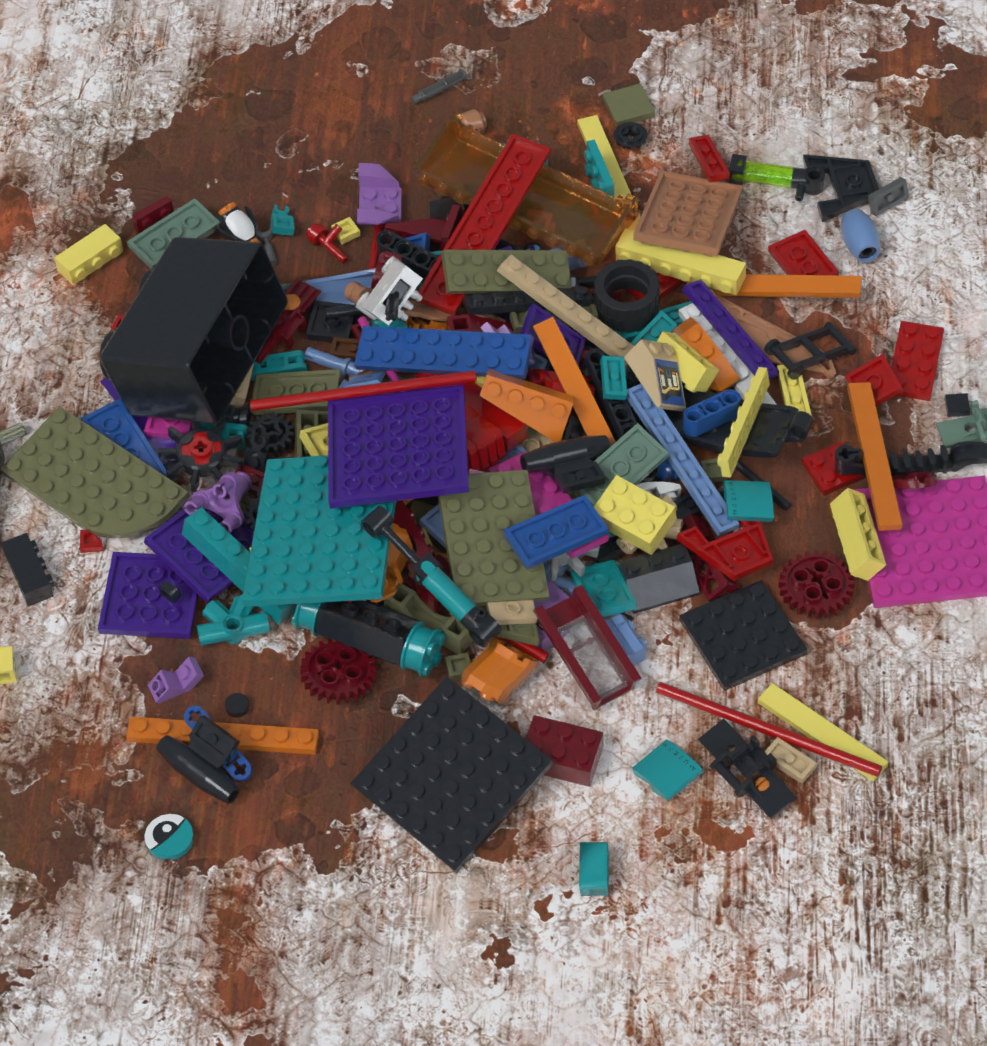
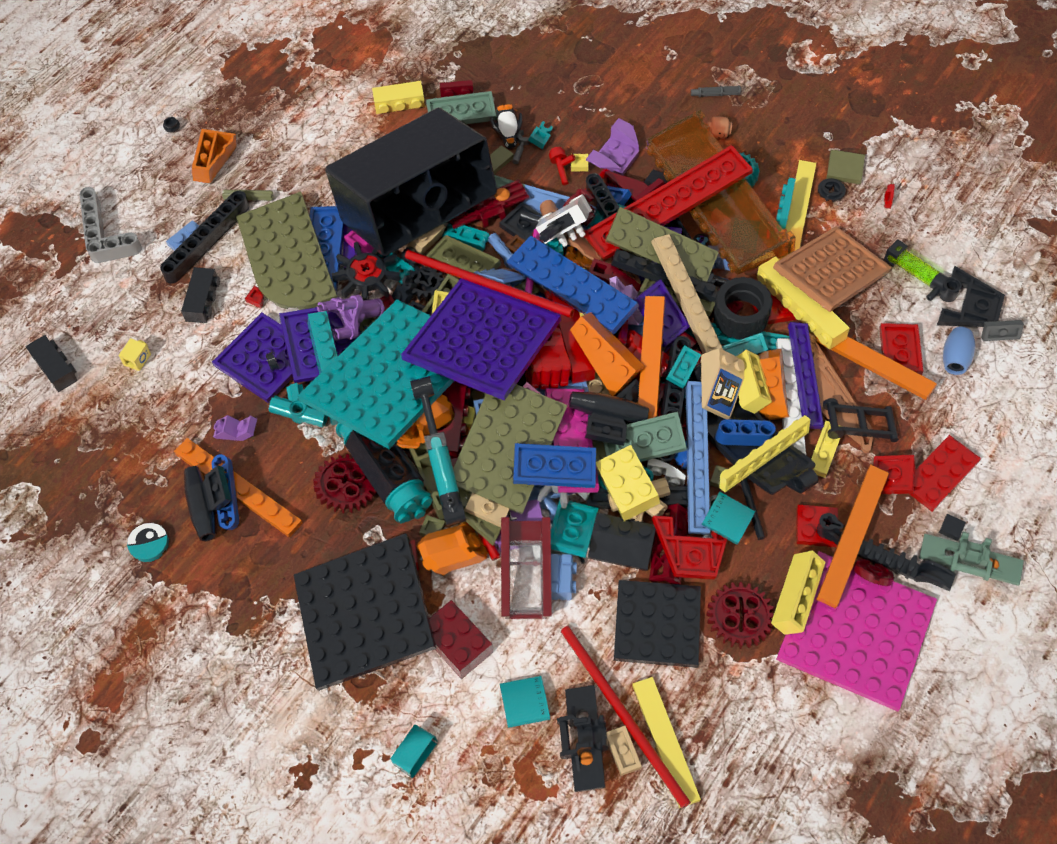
camera: 30 degrees right, 5 degrees up
(236, 705) = (262, 469): black tile -> none
(693, 114) = (888, 196): none -> red tile
(709, 158) = (878, 234): red plate -> none

